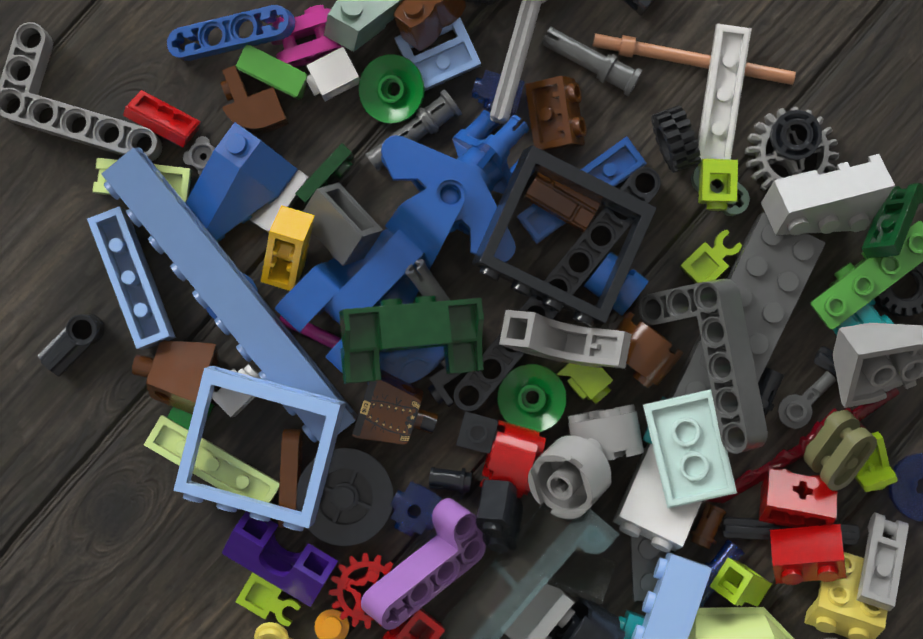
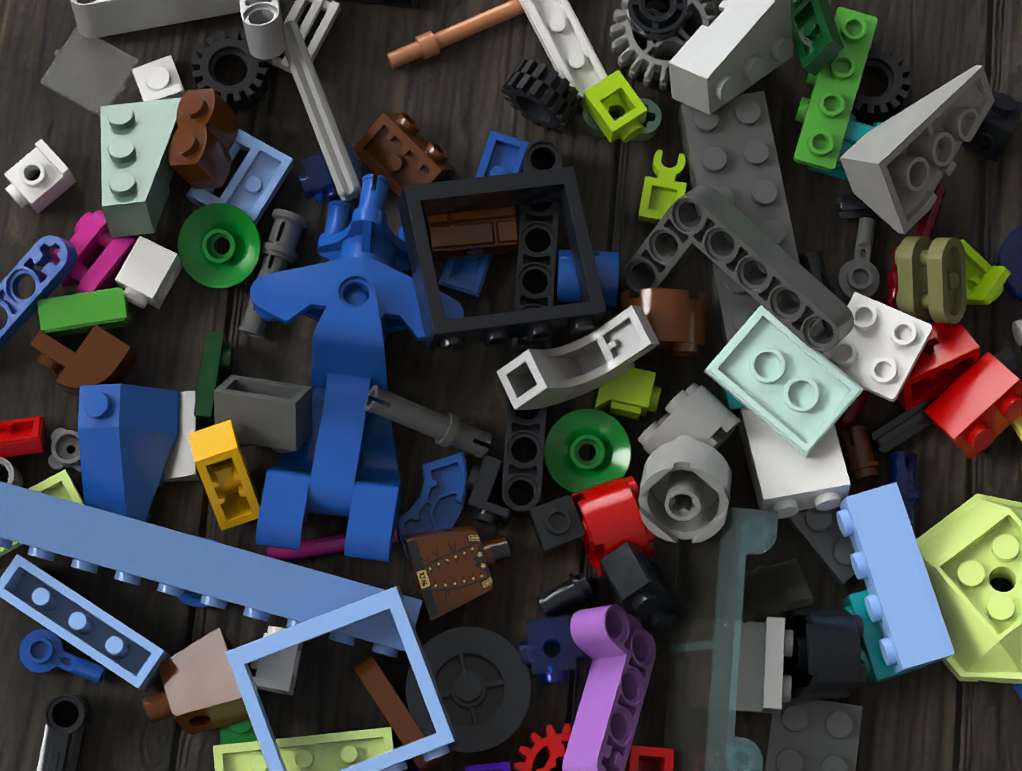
camera: 35 degrees left, 10 degrees down
(95, 279) = (44, 651): none -> blue plate
(418, 325) = (411, 457): dark green bracket -> none
(605, 67) = (422, 78): dark grey pin -> none
(740, 583) = (936, 484): lime brick -> none
(770, 471) = (880, 347): none -> white bracket

